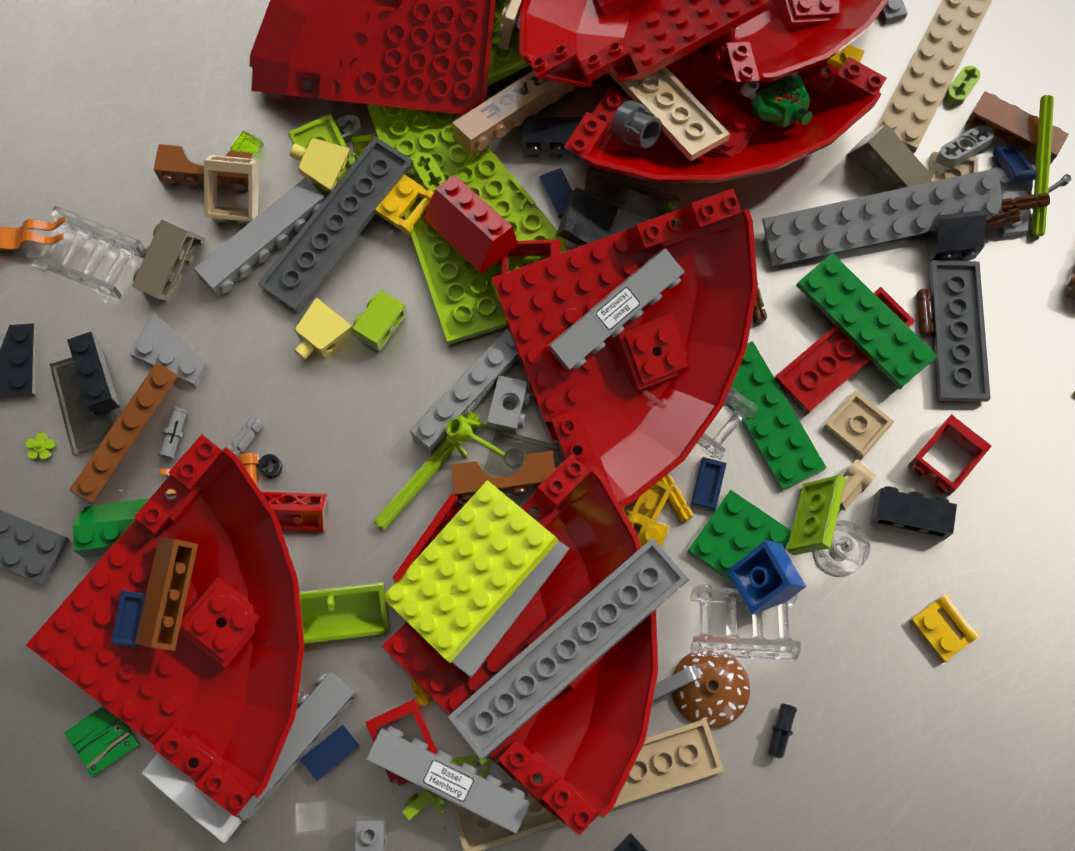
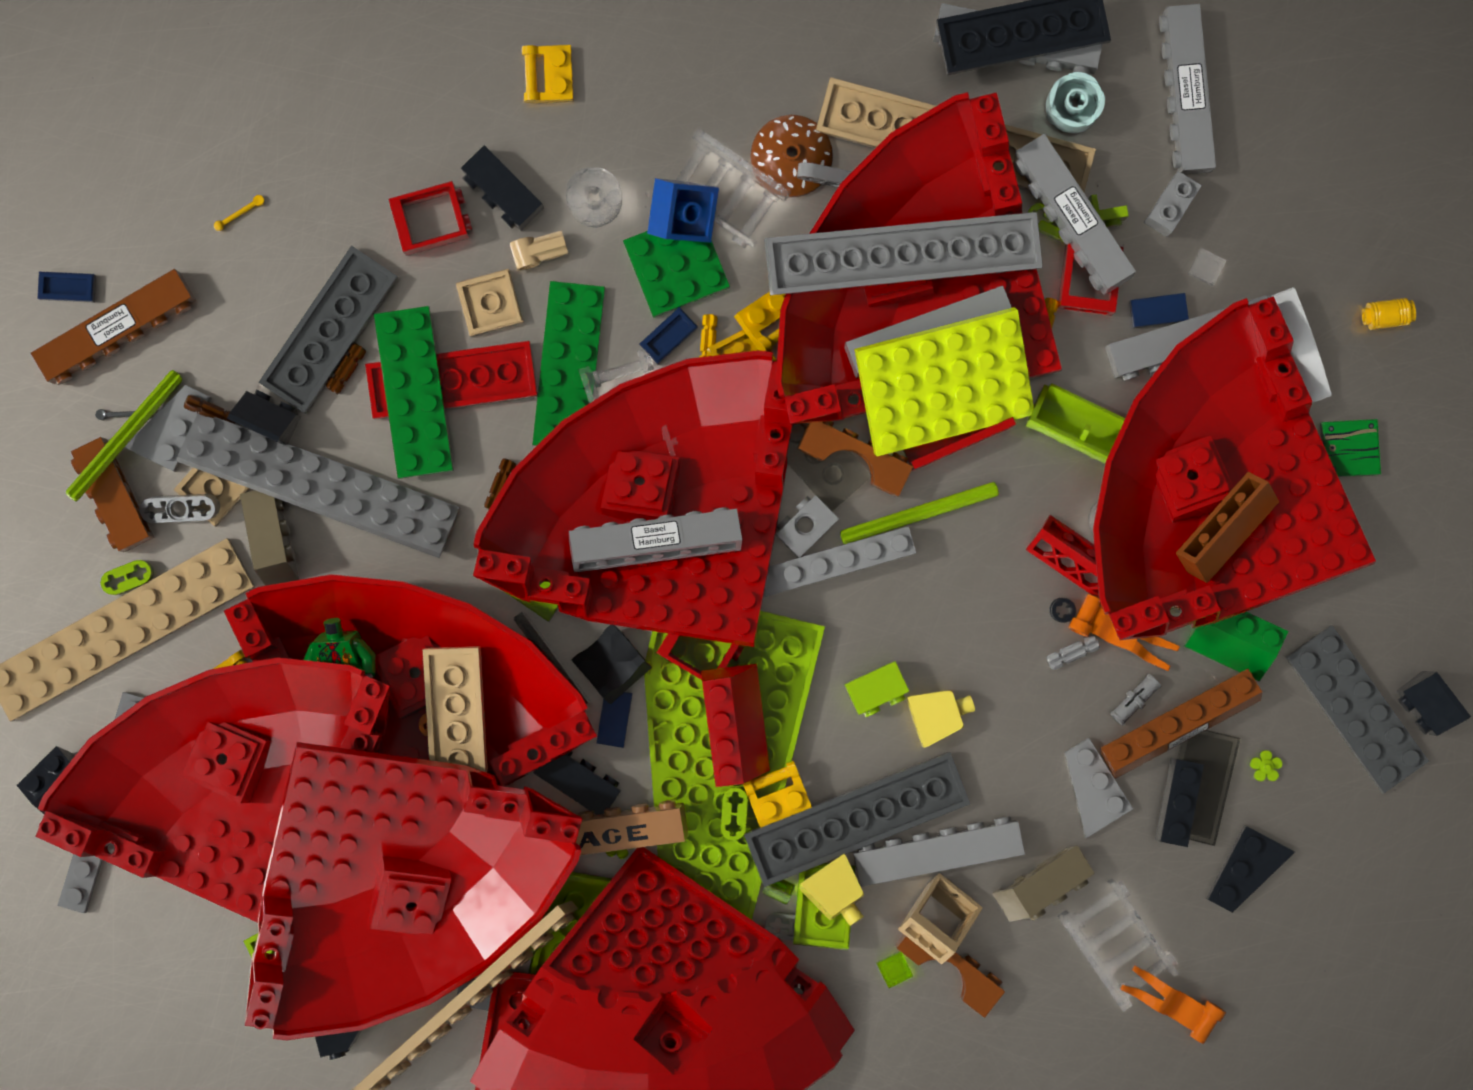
camera: 150 degrees left, 15 degrees up
(128, 618) = (1272, 529): dark blue tile -> none
(460, 430) = (870, 521): lime plant -> none
(636, 125) = (506, 720): dark grey piece -> none
(782, 730) = (755, 78): black axle -> none
(816, 515) = (596, 238): lime tile -> none
(1014, 163) = (145, 458): dark blue tile -> none
(1026, 202) = (171, 409): reddish brown axle -> none

